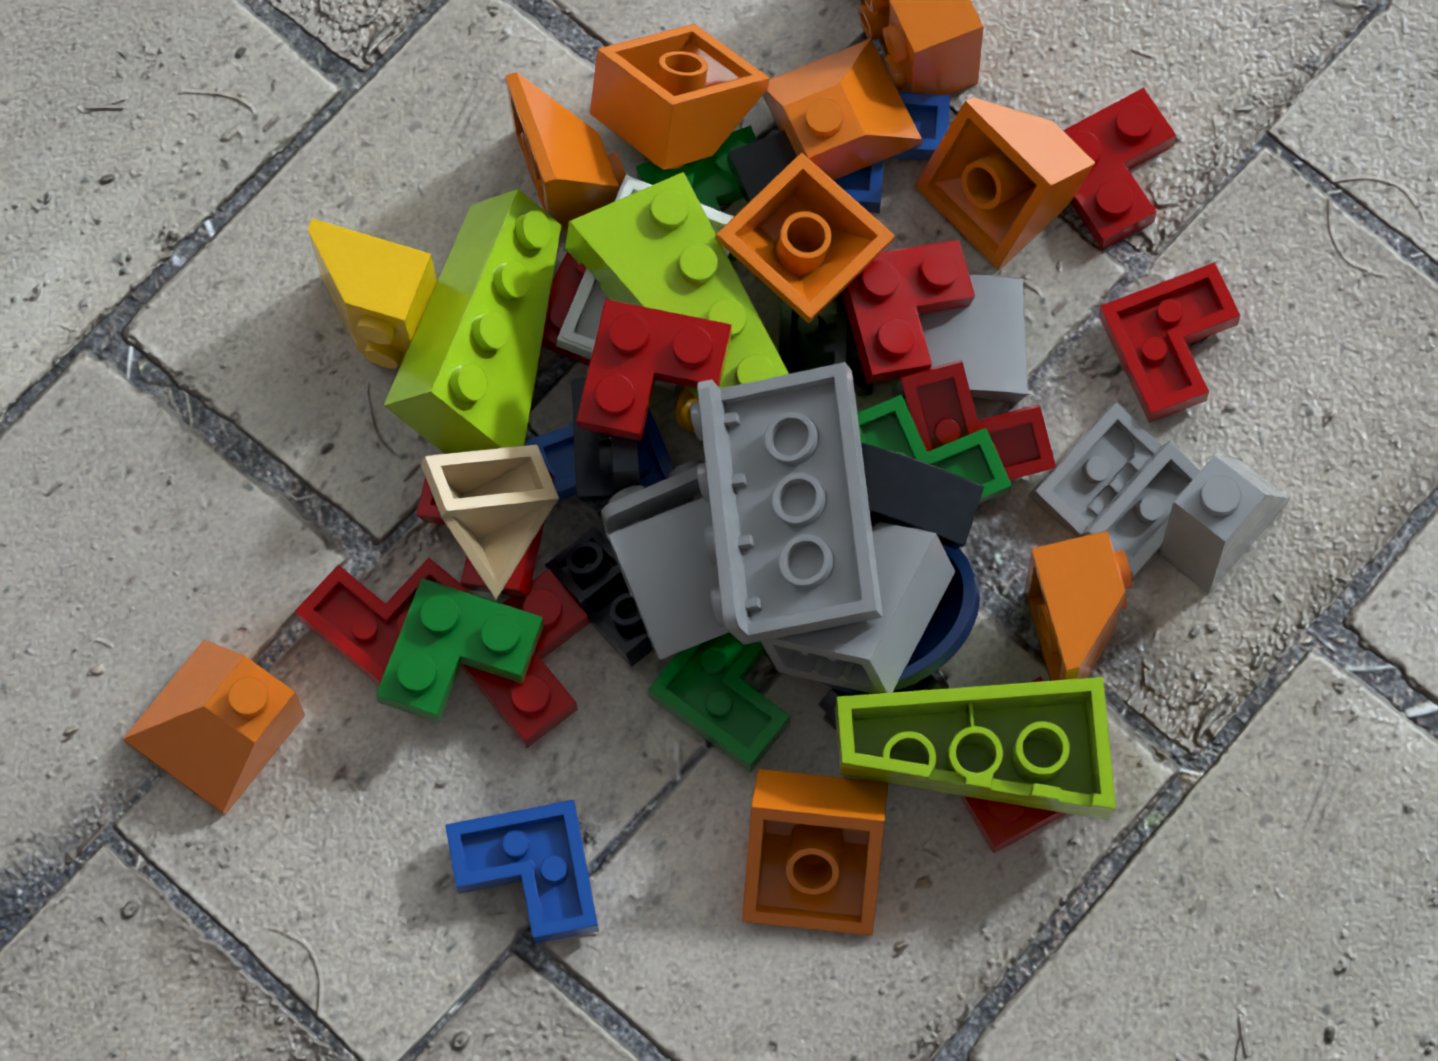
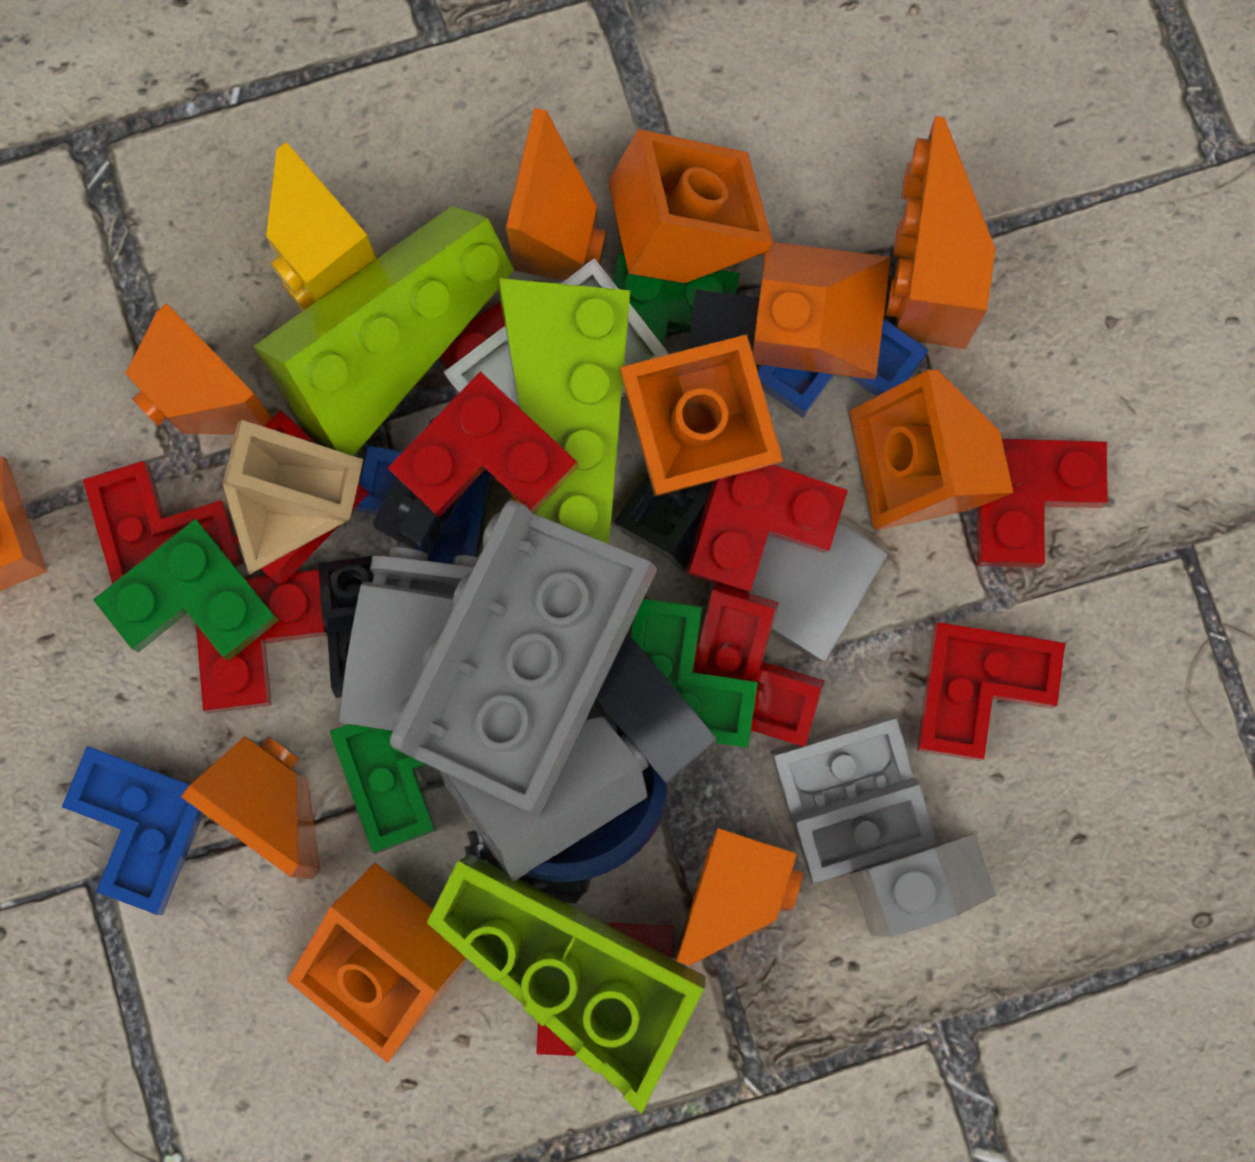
camera: 30 degrees right, 10 degrees up
(347, 470) = (188, 381): none -> orange slope
(635, 781) = (262, 804): none -> orange slope

